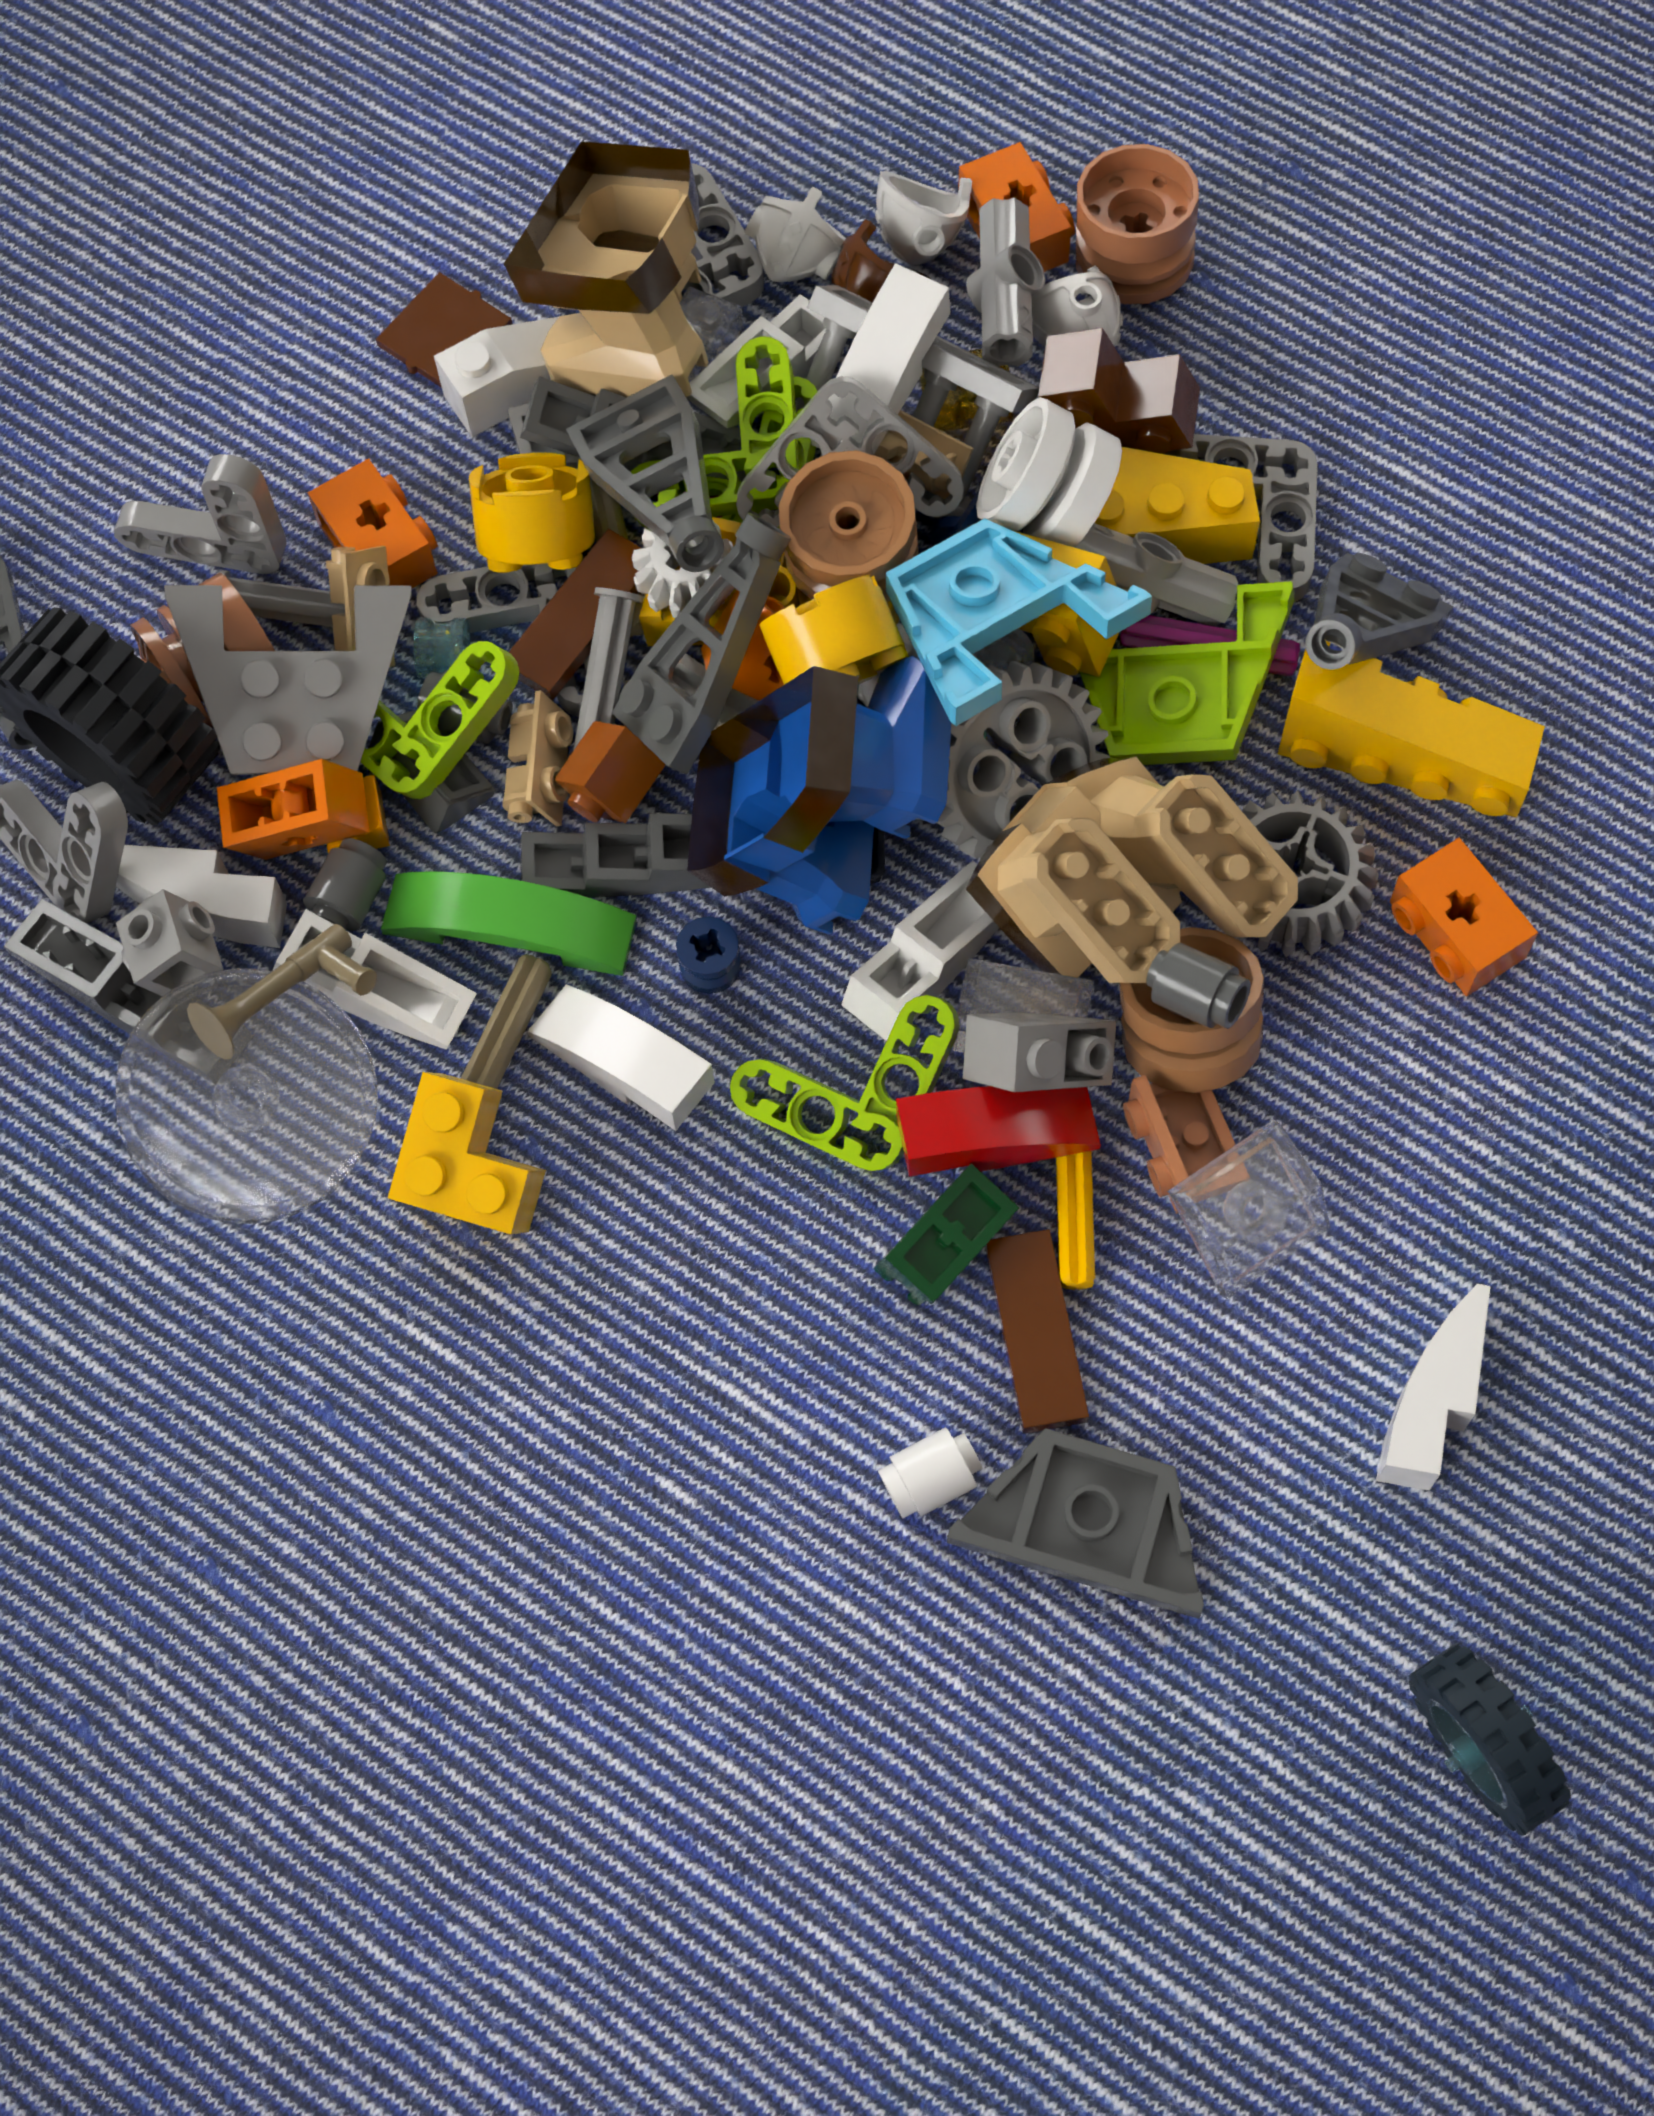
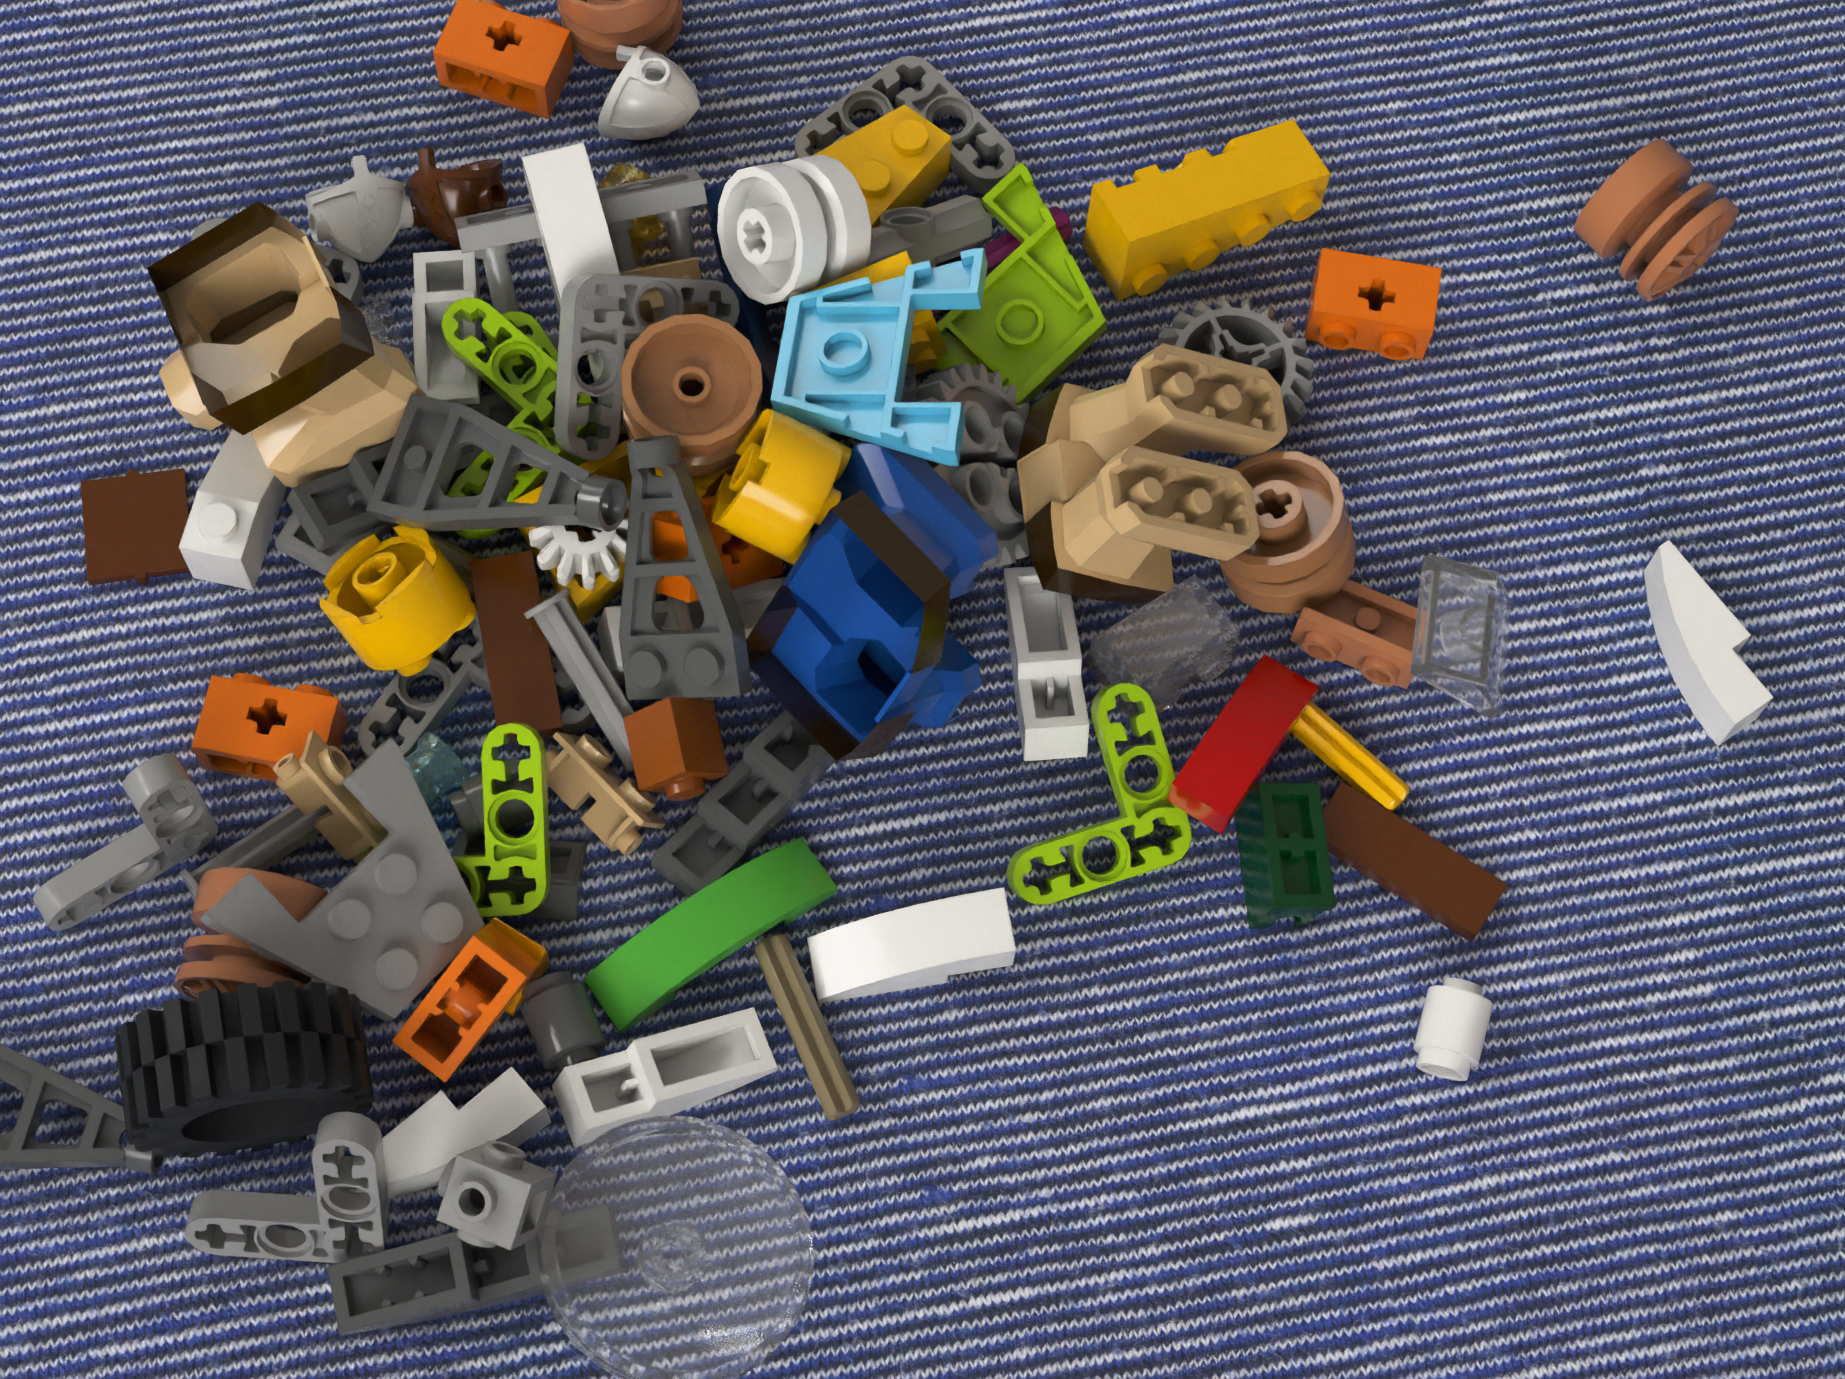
camera: 55 degrees left, 0 degrees up
(220, 1023) = (618, 1216): dark tan piece -> none
(447, 1164) = (893, 1152): yellow brick -> none
(712, 969) = (894, 829): dark blue wheel -> none
(922, 230) = (441, 114): white helmet -> none
(1005, 282) = (582, 109): light grey piece -> none
(1038, 1051) = (1222, 658): light grey slope -> none
(1089, 1520) = (1584, 955): dark grey wing -> none
(1139, 401) = (759, 125): reddish brown brick -> none
(1198, 986) = (1302, 504): dark grey brick -> none
(1371, 613) = (1095, 138): dark grey plate -> none

